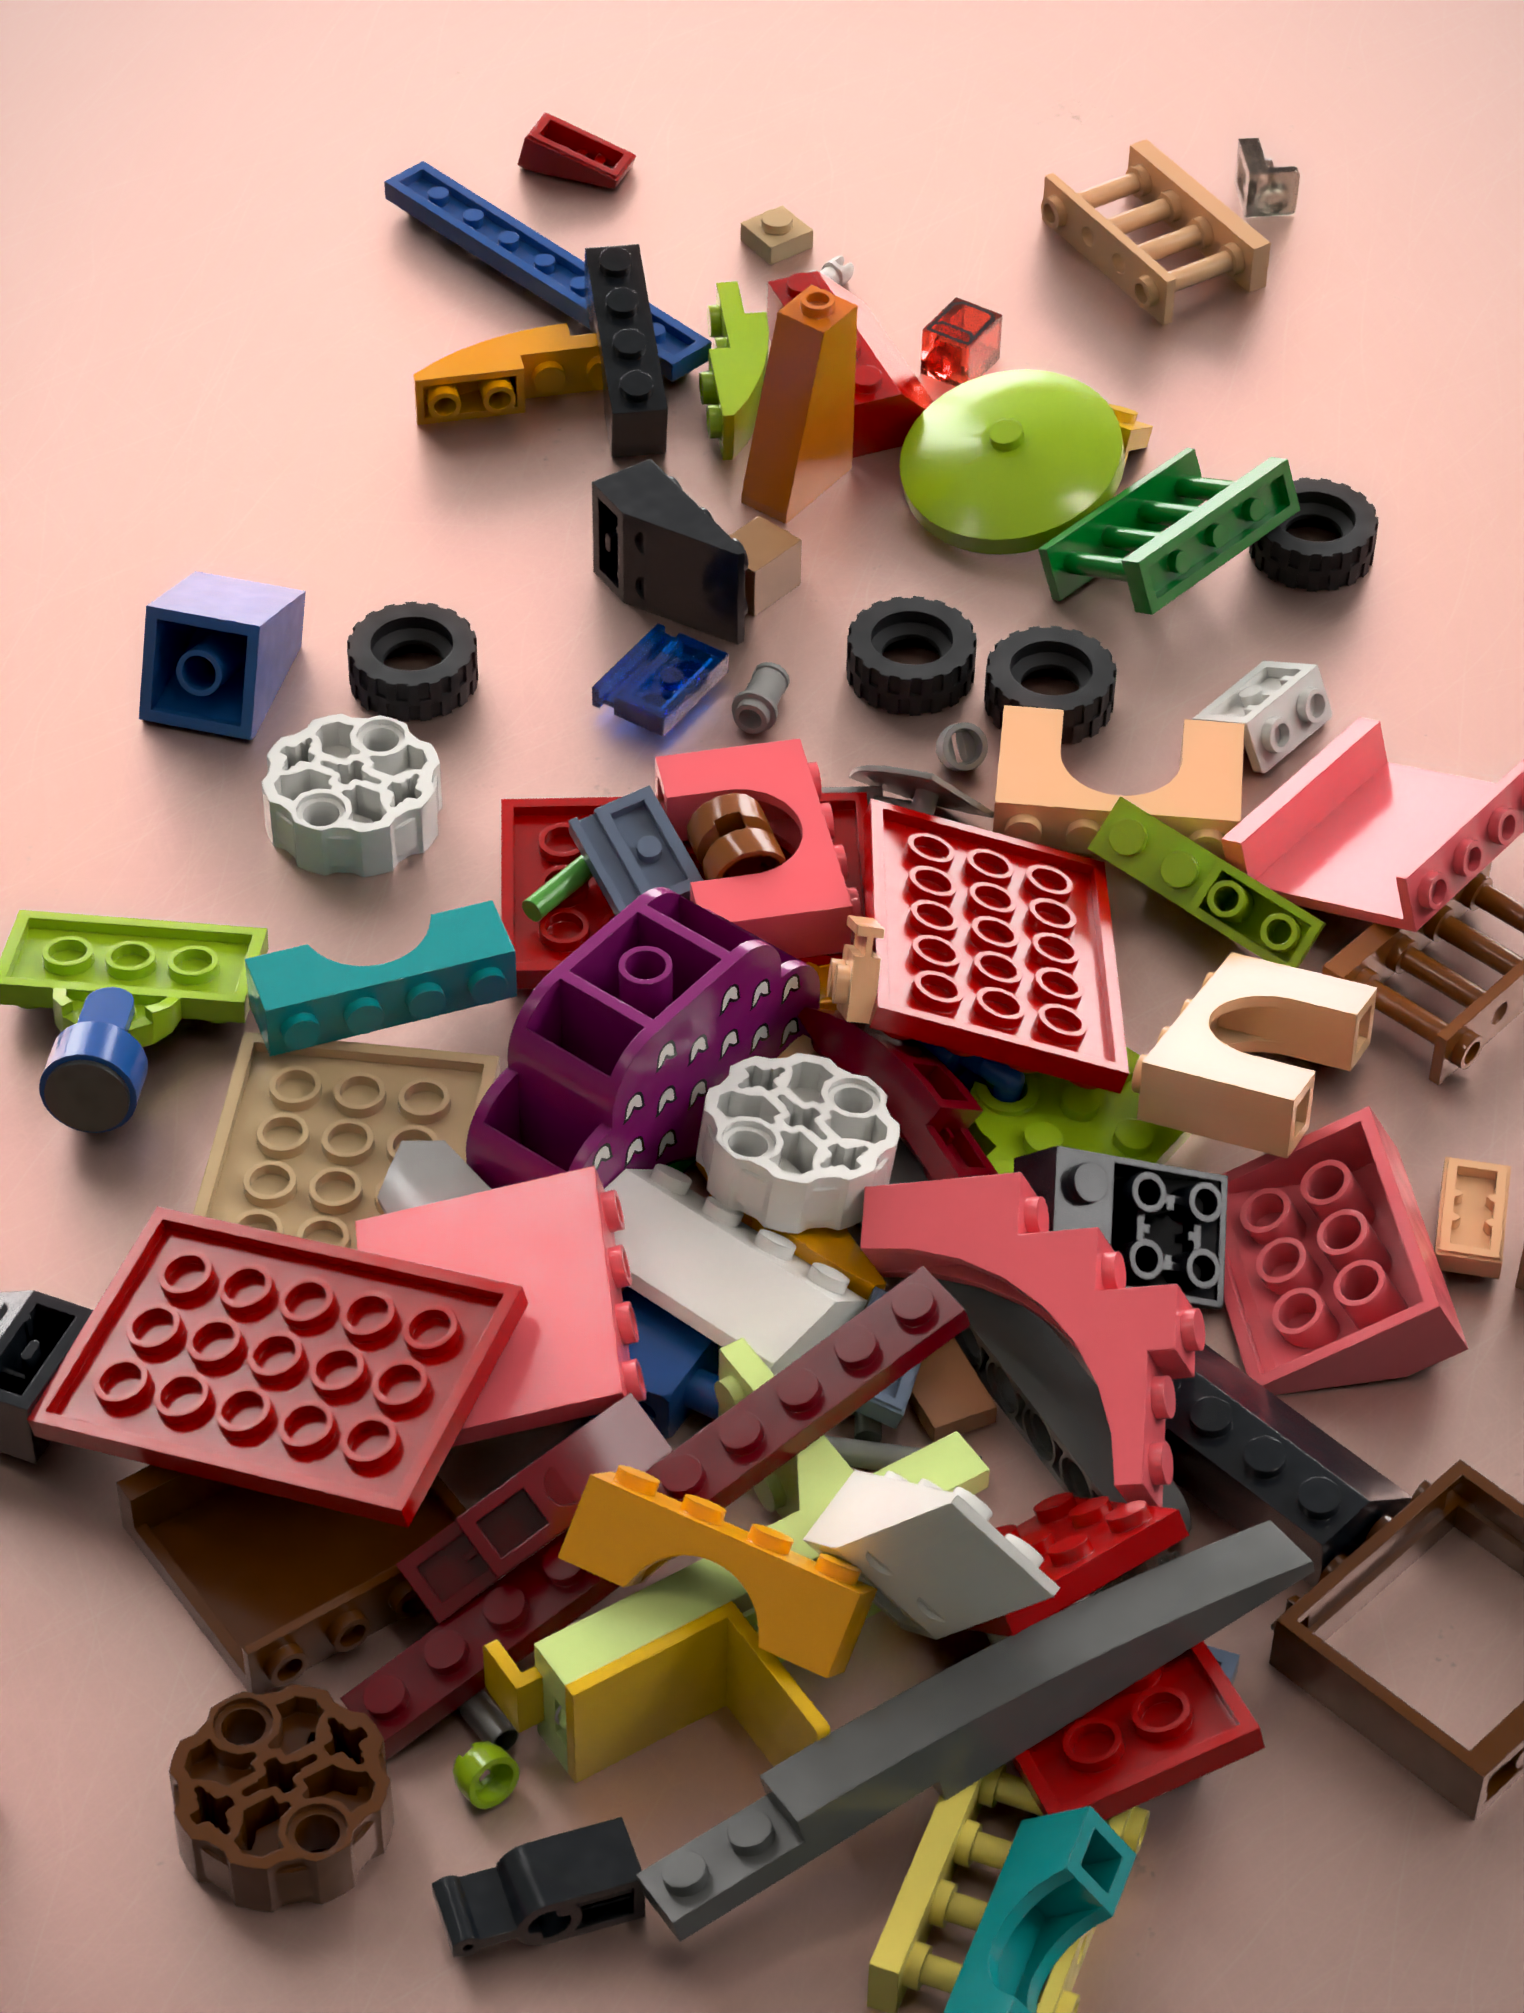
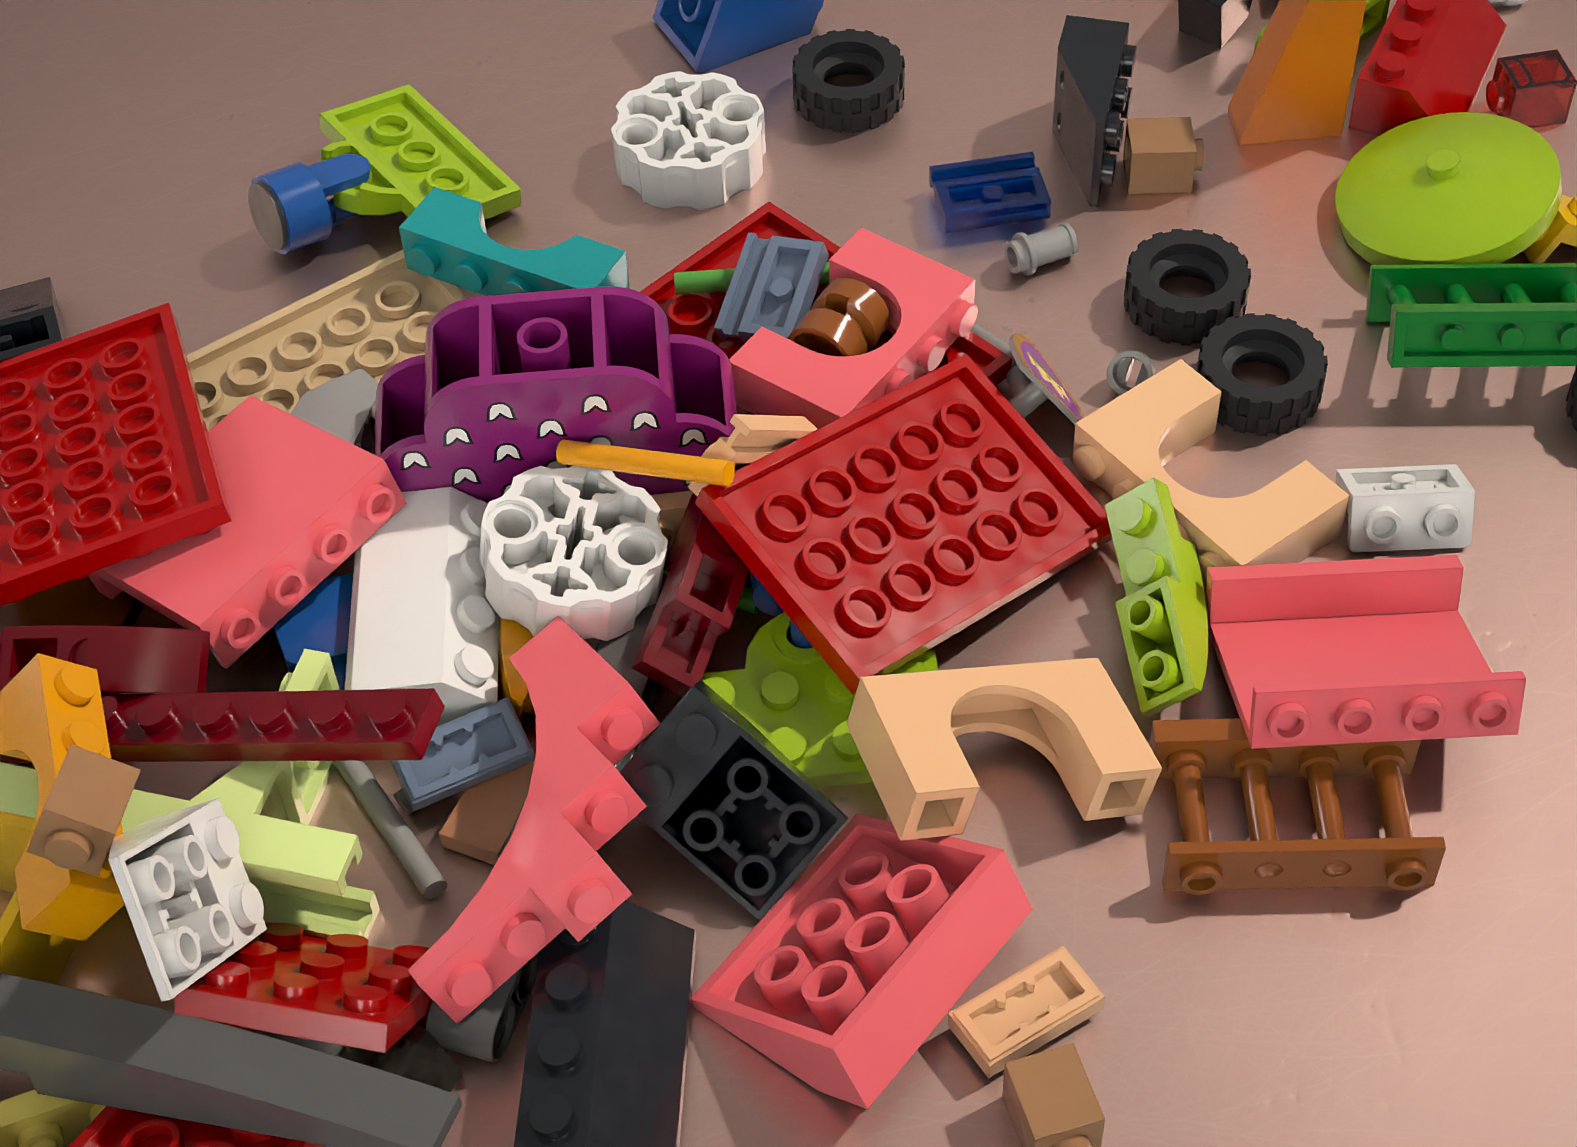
camera: 50 degrees right, 5 degrees up
(802, 1021) = (646, 462): none -> light orange bar
(823, 1526) = (83, 811): none -> medium nougat brick

